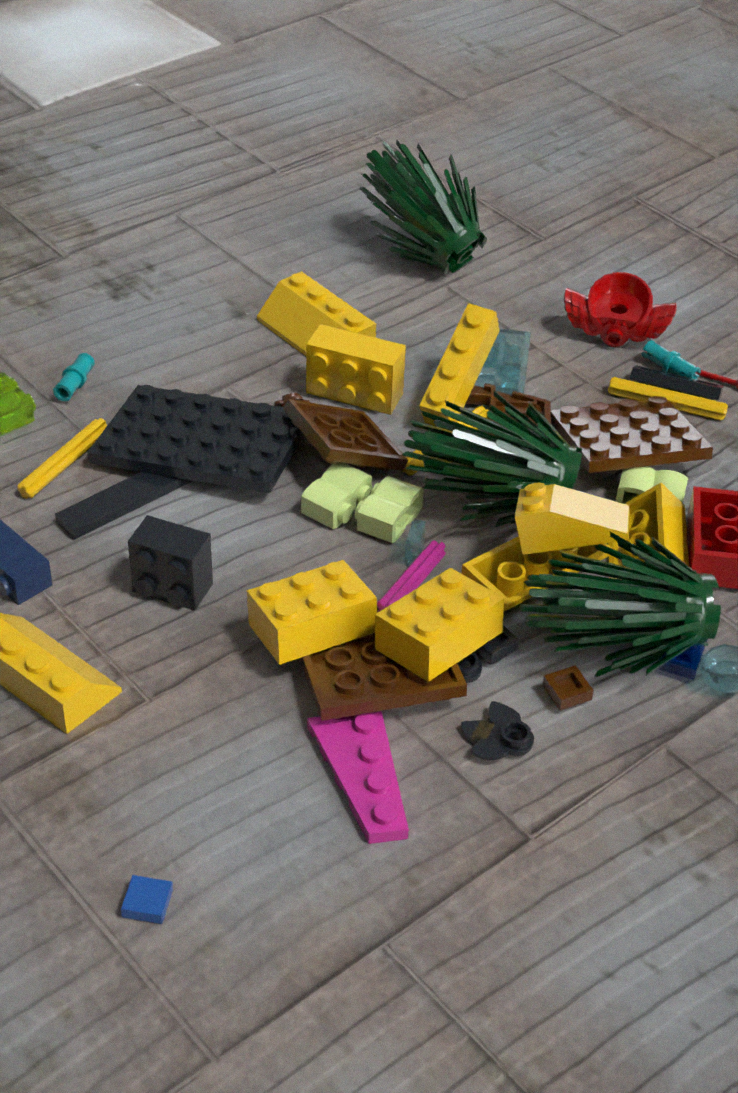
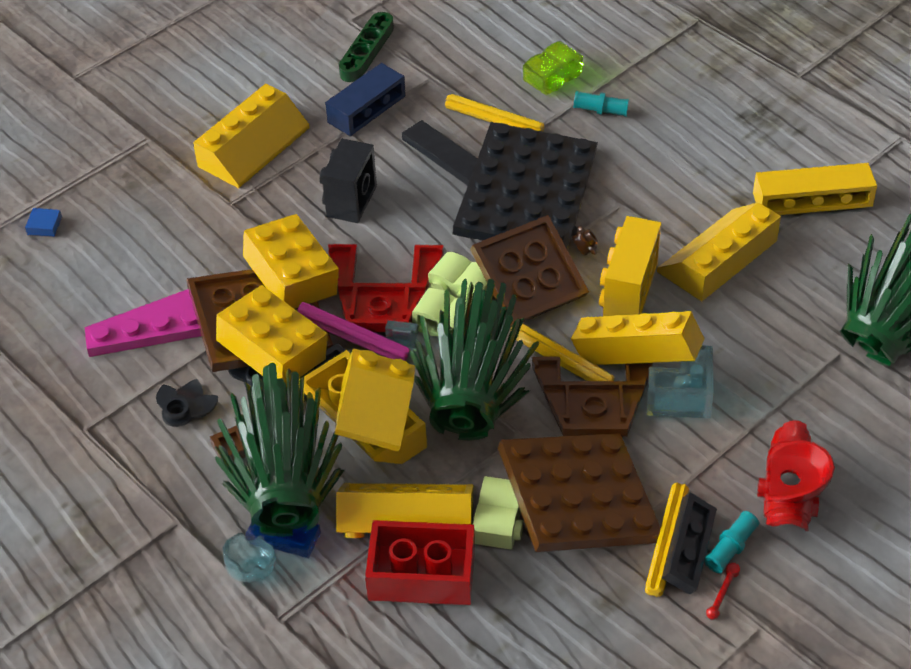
camera: 90 degrees right, 5 degrees up
(252, 258) = (816, 188): none -> yellow brick
(370, 552) = (375, 303): none -> red wing

